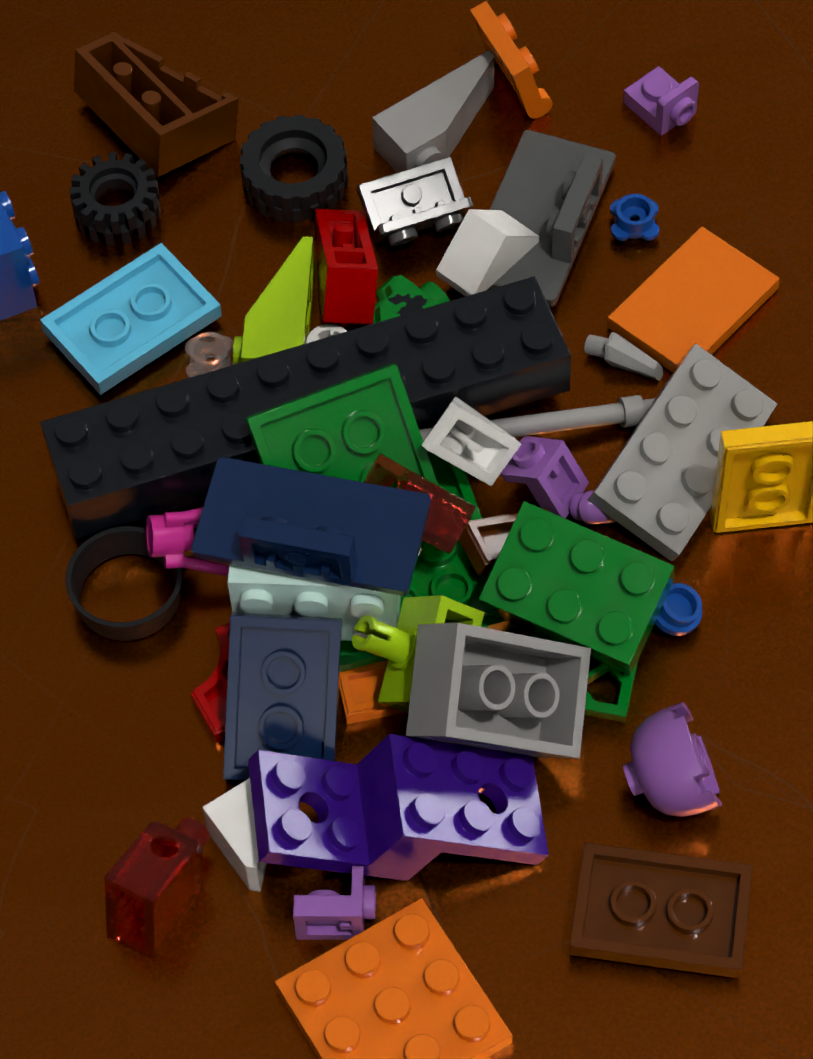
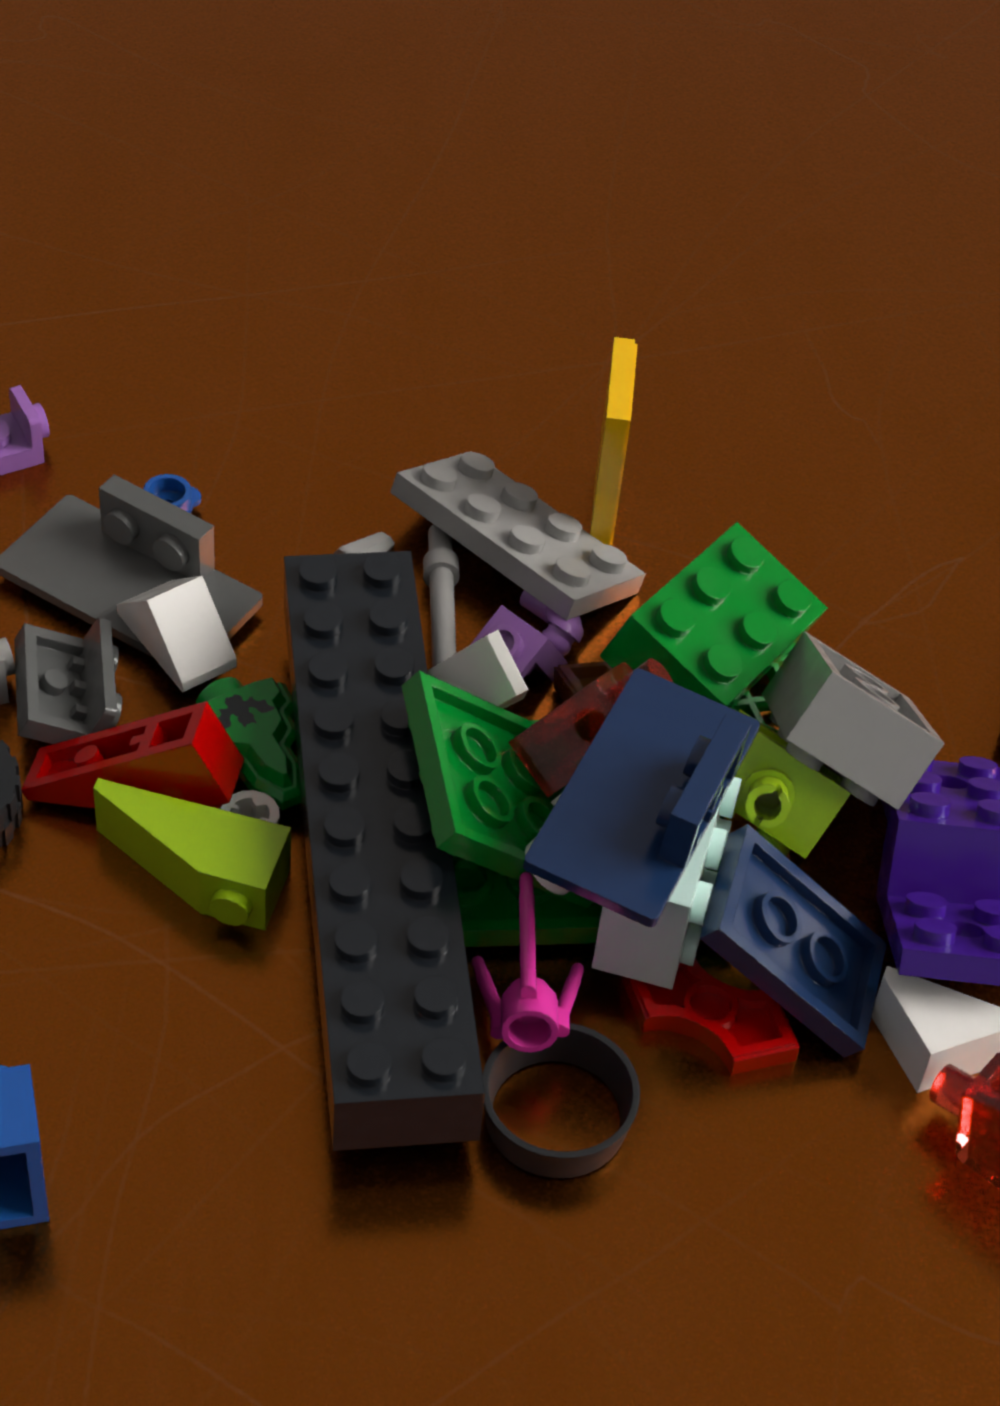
camera: 85 degrees left, 10 degrees down
(131, 318) = (124, 1022): medium azure plate -> none
(208, 346) = (218, 932): clear plate -> none
(672, 765) = (924, 624): medium lavender cylinder -> none
(693, 299) = (304, 485): orange tile -> none

